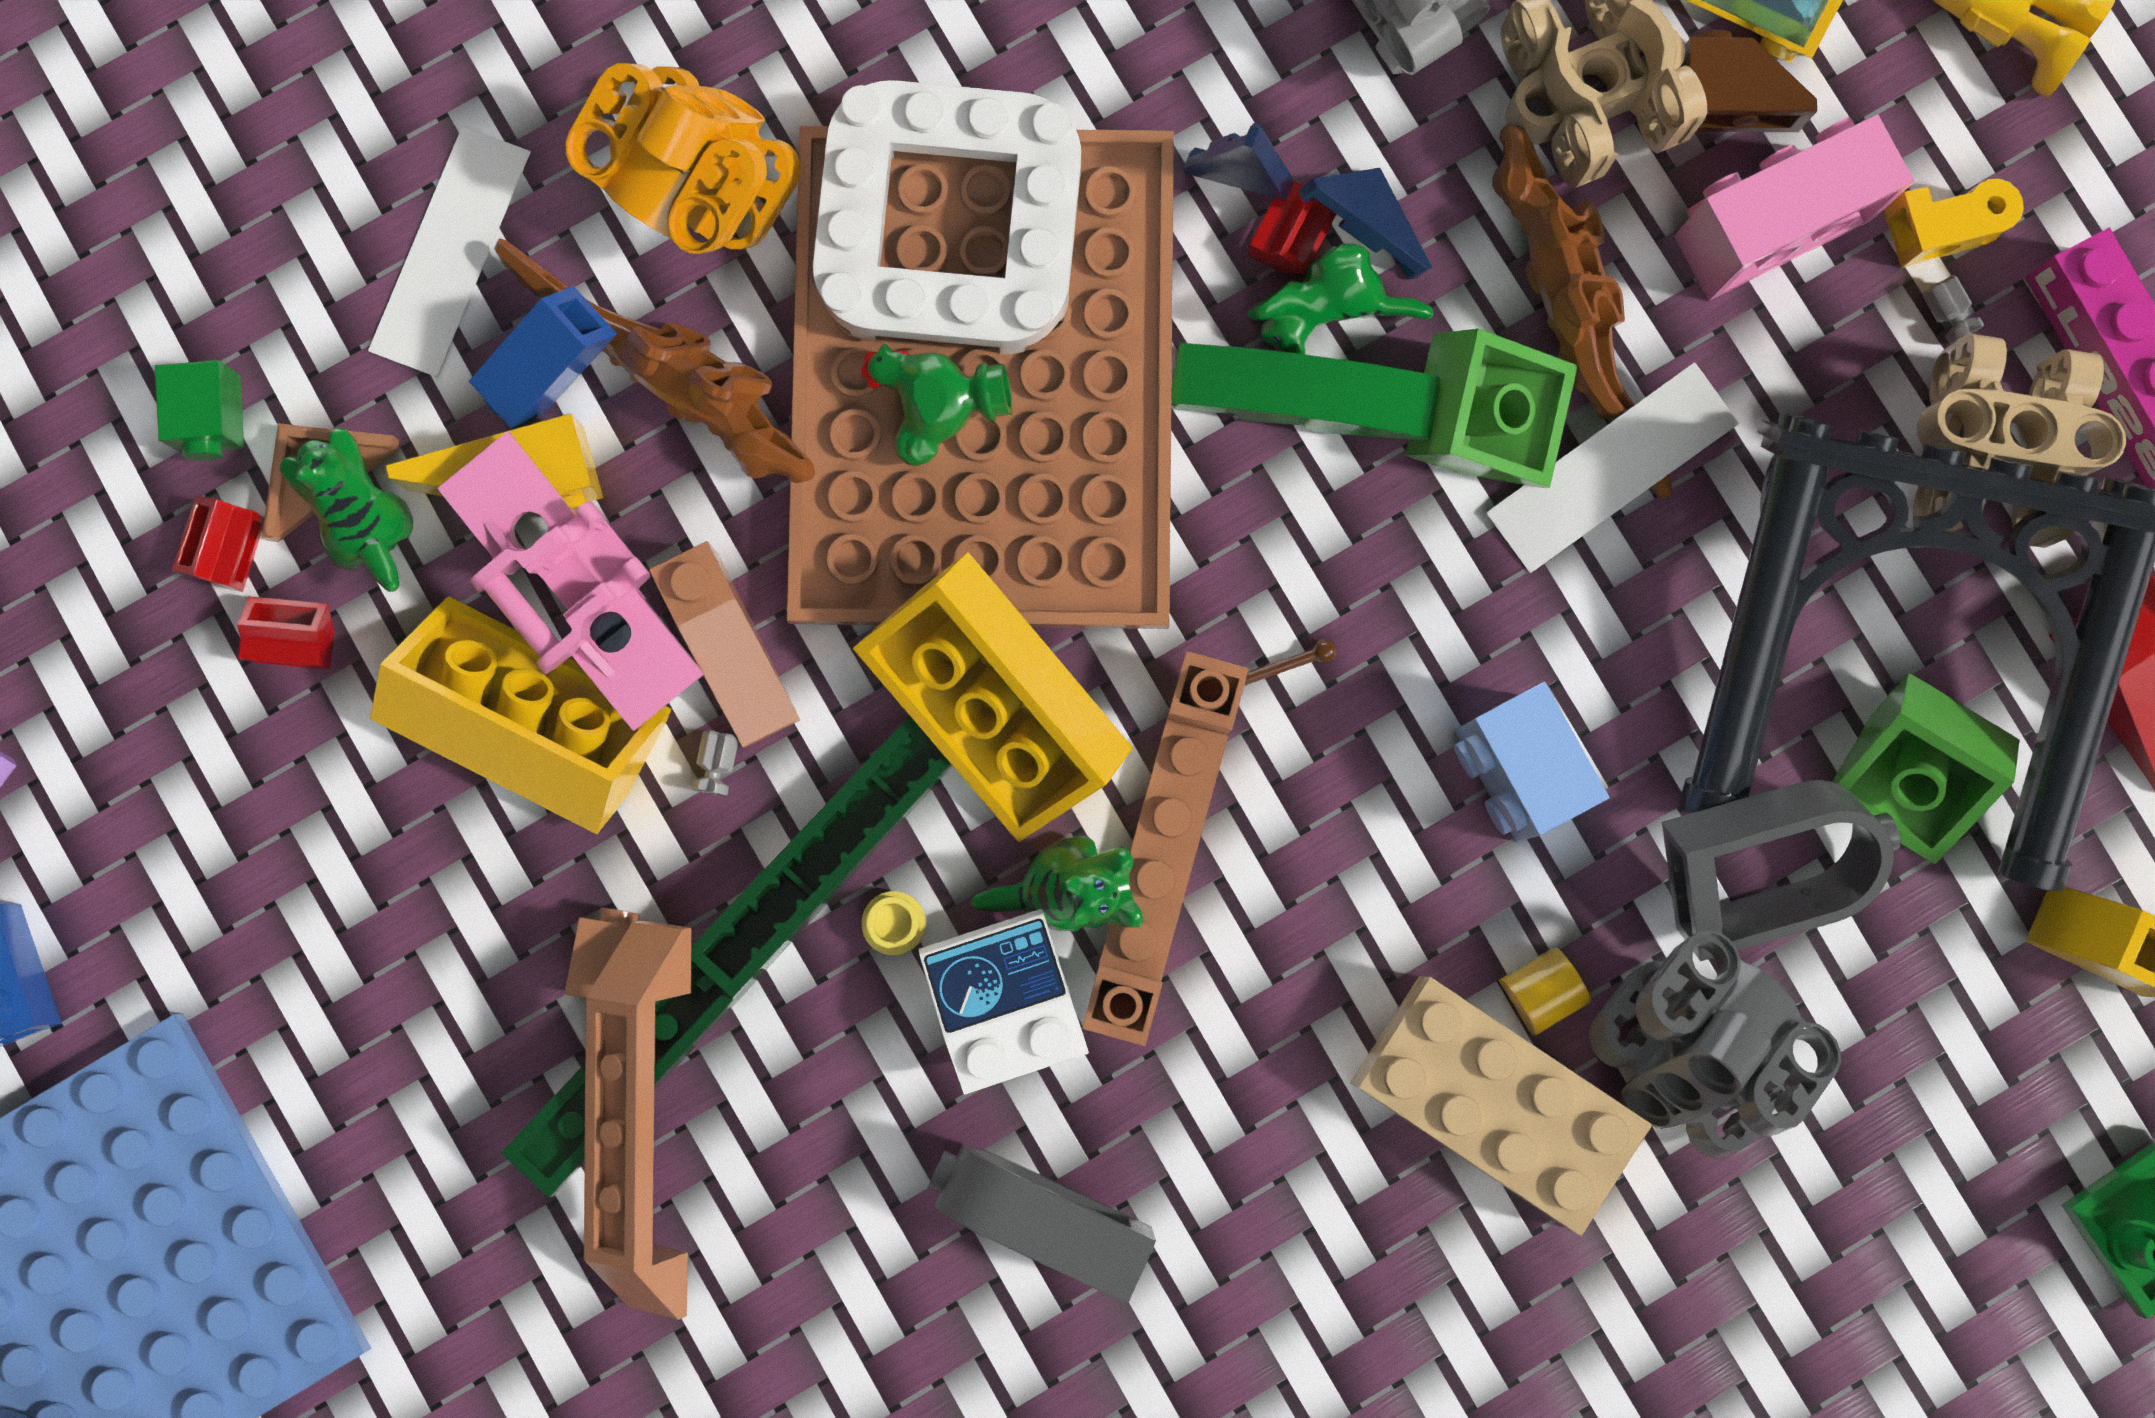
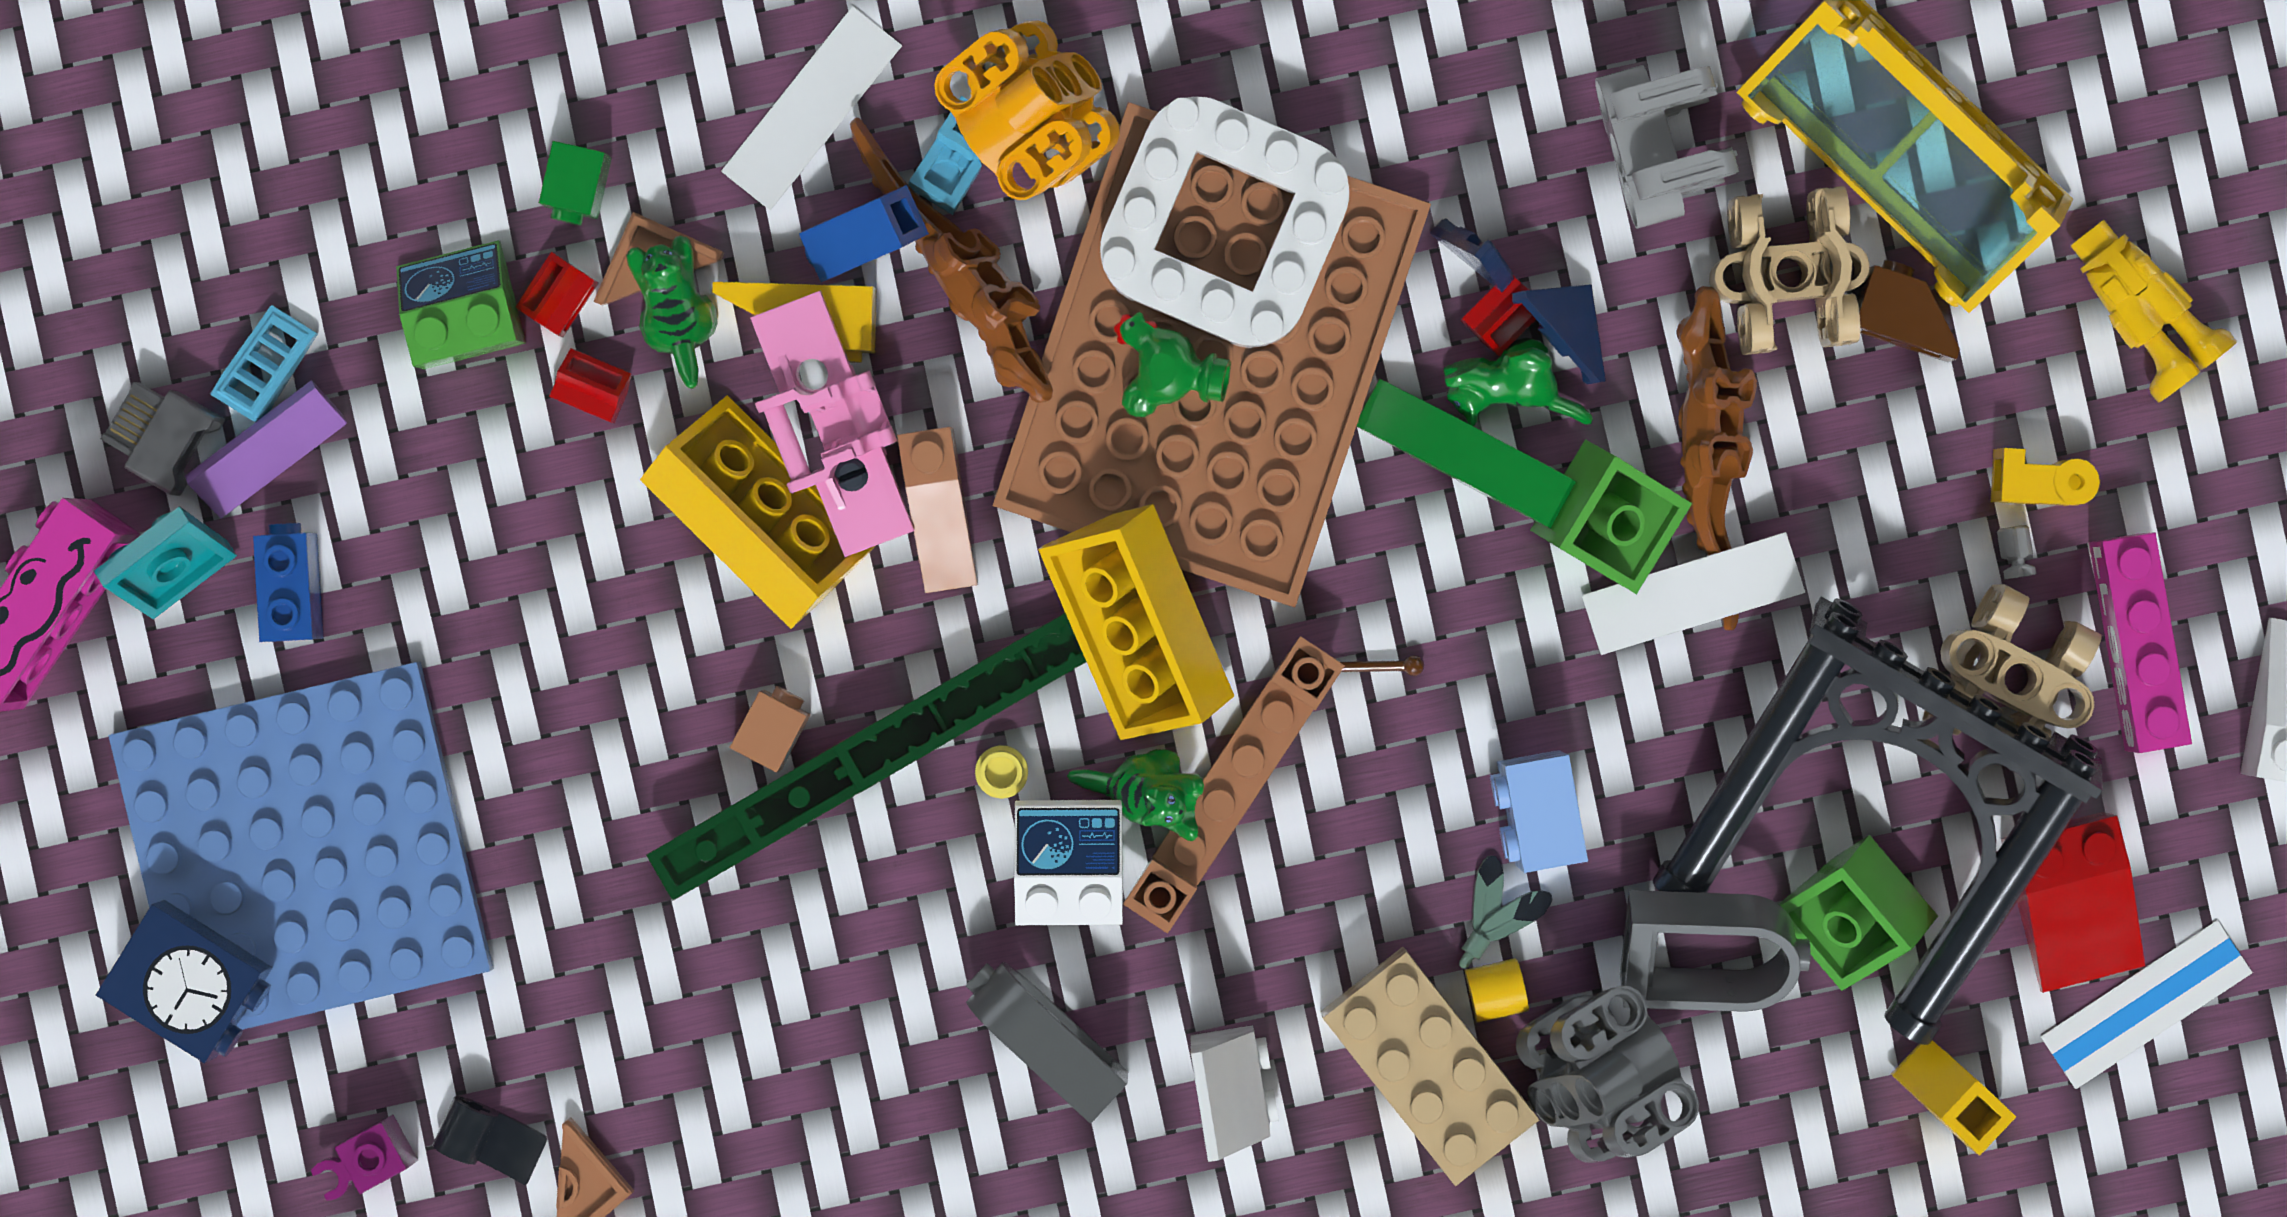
camera: 20 degrees right, 5 degrees up
(107, 595) = (458, 306): none -> bright green slope
(619, 1118) = (796, 753): nougat slope -> none
(622, 262) = (947, 168): none -> medium azure slope
(716, 757) = (902, 596): light grey piece -> none
(1280, 1208) = (1231, 1090): none -> white slope
(1509, 912) = (1490, 919): none -> sand green piece
(1792, 204) = (1907, 429): bright pink brick -> none

